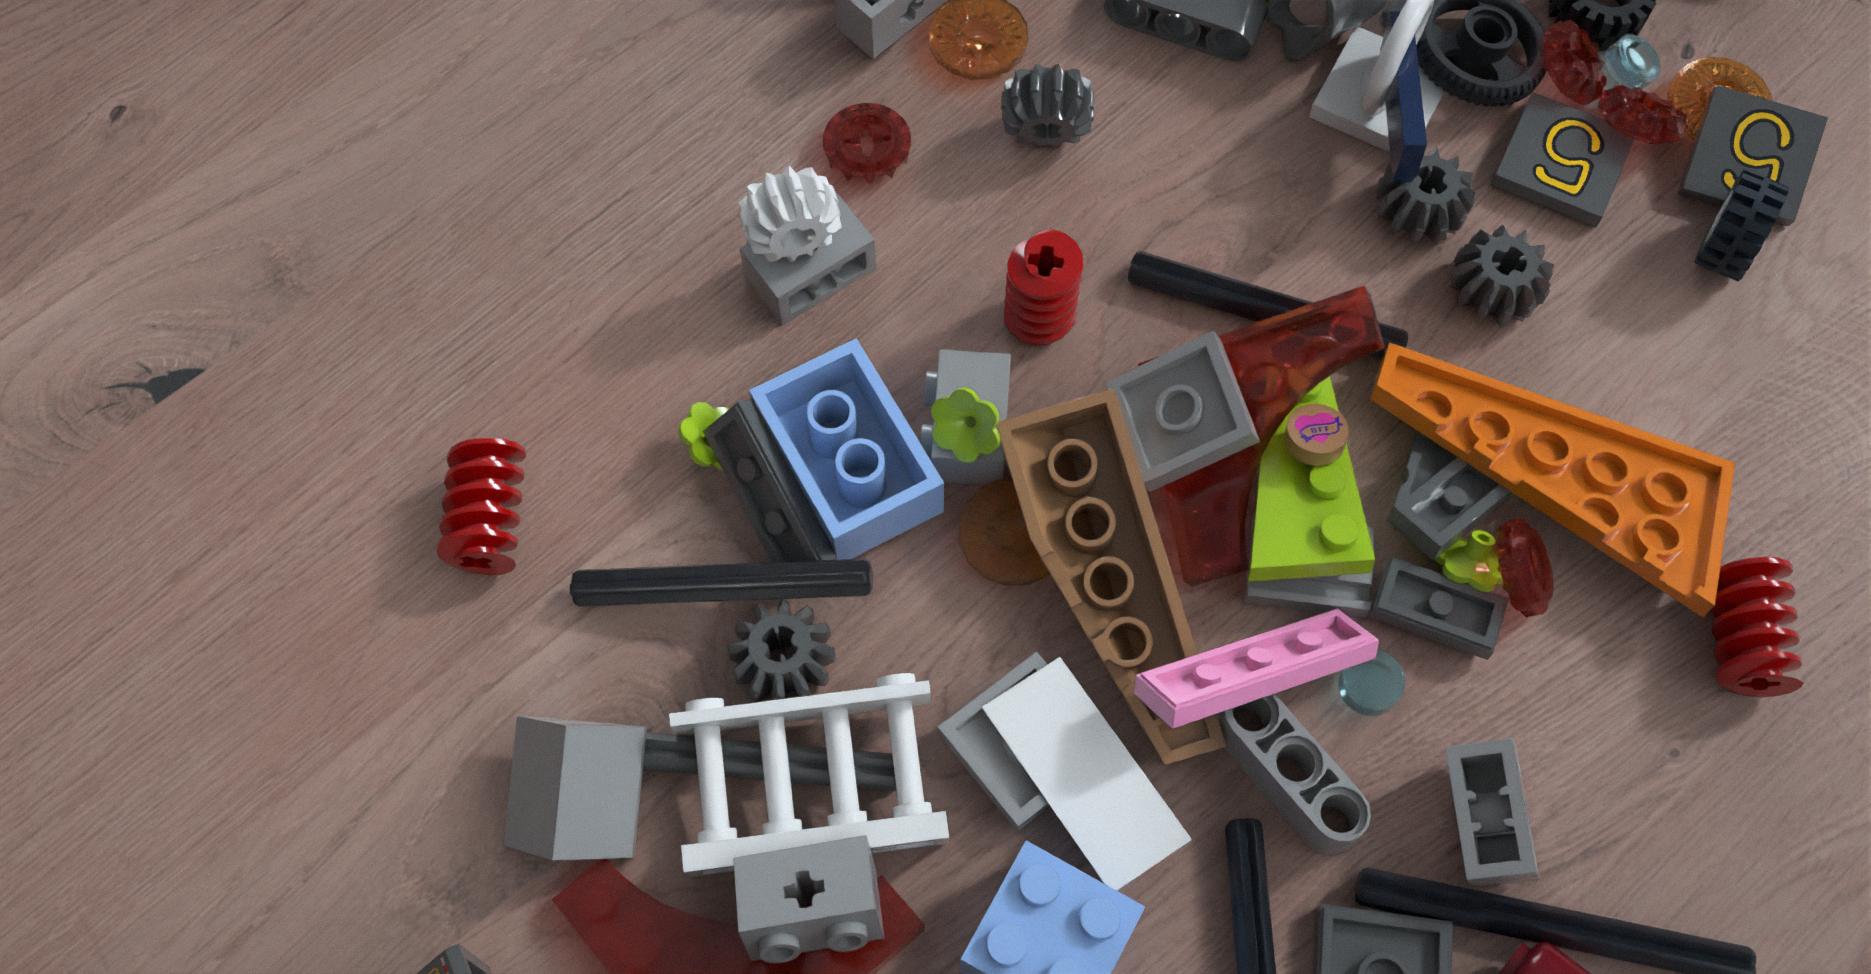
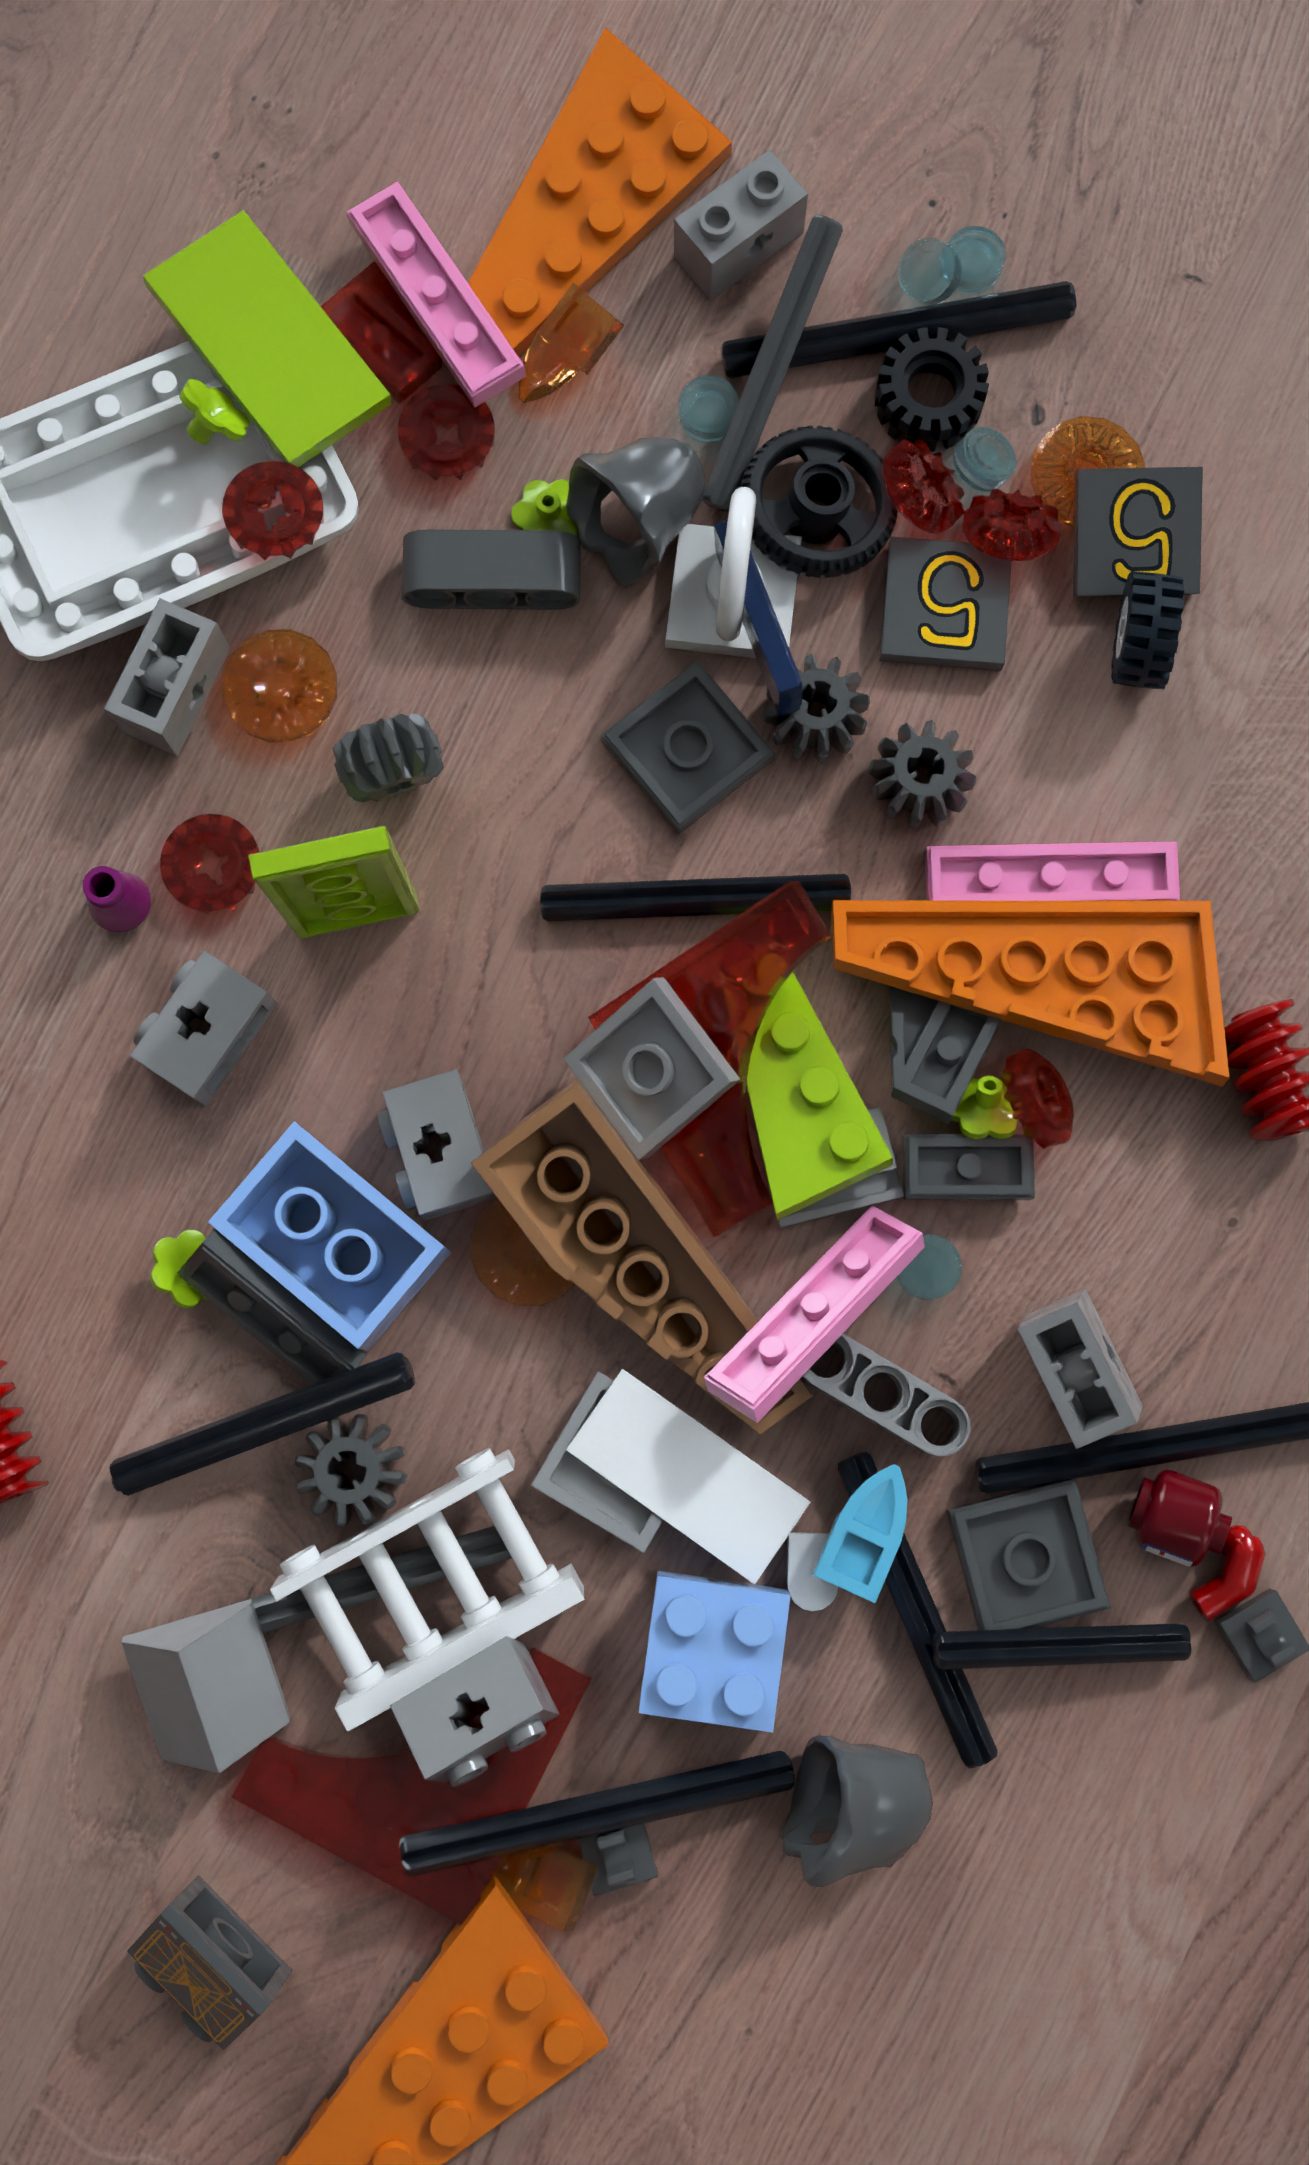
camera: 20 degrees left, 15 degrees up
(778, 134) = (122, 908): none -> magenta cone
(789, 214) = (170, 1015): white gear -> none
(965, 425) = (442, 1175): lime plant -> none
(972, 157) = (336, 882): none -> lime tile
(1043, 287) = (452, 959): red piece -> none
(1178, 909) = (802, 1555): none -> white tile
(1234, 887) = (866, 1536): none -> medium azure plate
(1301, 193) = (688, 747): none -> dark grey tile
(1316, 434) = (793, 1043): medium nougat tile -> none
(1598, 392) = (1054, 872): none -> bright pink tile

